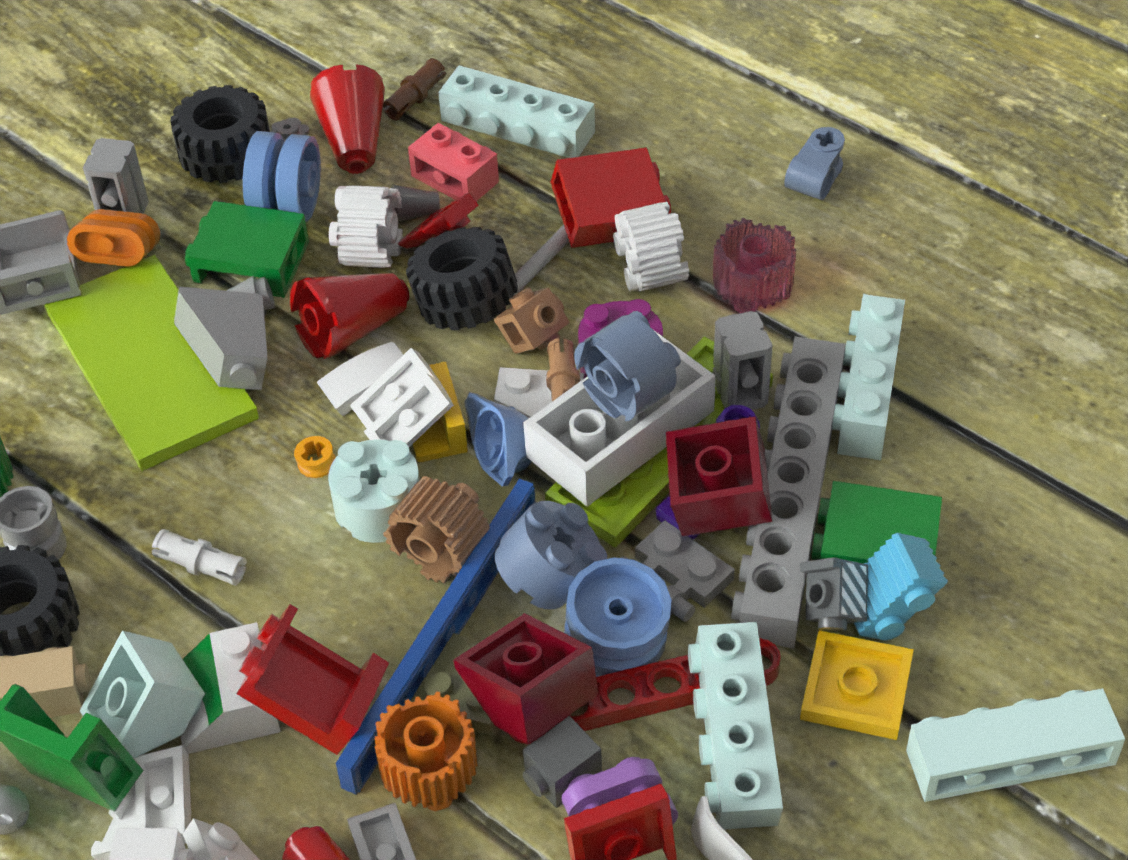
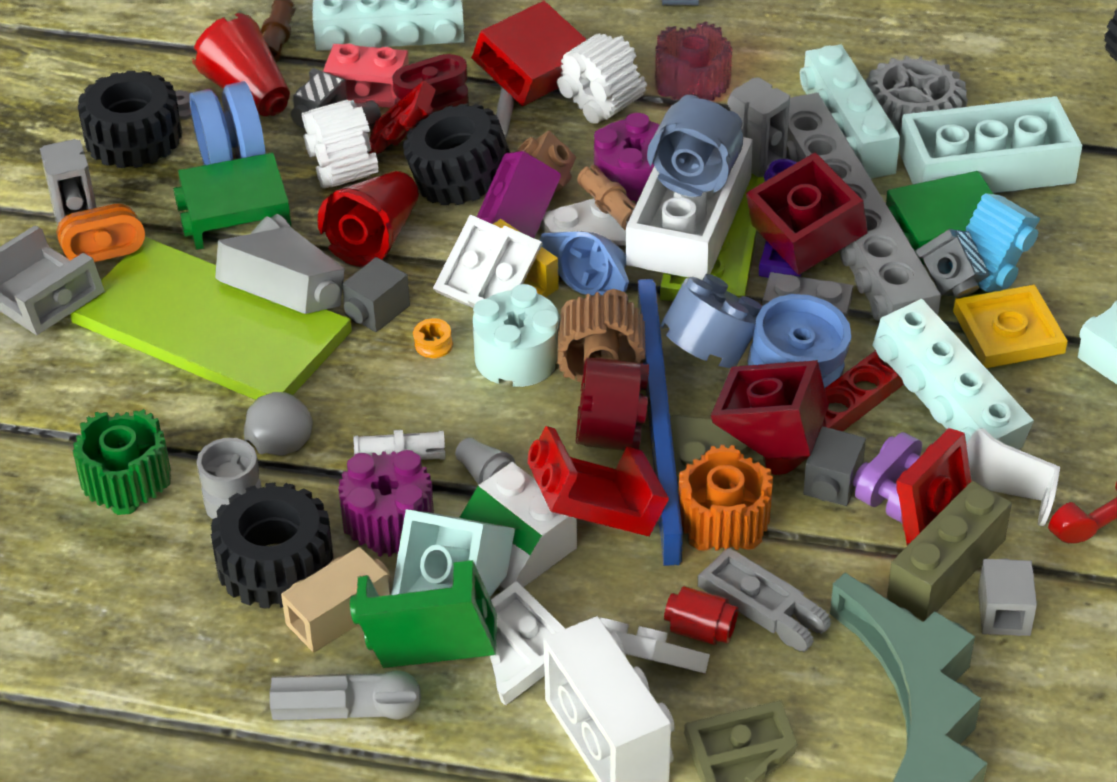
camera: 30 degrees left, 5 degrees down
(120, 487) = (277, 424): none -> light grey hair
(138, 600) = (378, 493): none -> magenta brick
(255, 602) = (480, 459): none -> light grey cone
(292, 392) = (376, 294): none -> dark grey brick
(356, 375) = (426, 260): white slope -> none
(394, 599) = (612, 404): none -> dark red brick
(395, 168) = (317, 92): none -> dark grey brick
(484, 346) = (520, 192): none -> magenta panel
(501, 198) = (443, 72): none -> dark red brick
(951, 386) = (915, 87): none -> light grey gear
(983, 473) = (1007, 142): none -> light aqua brick

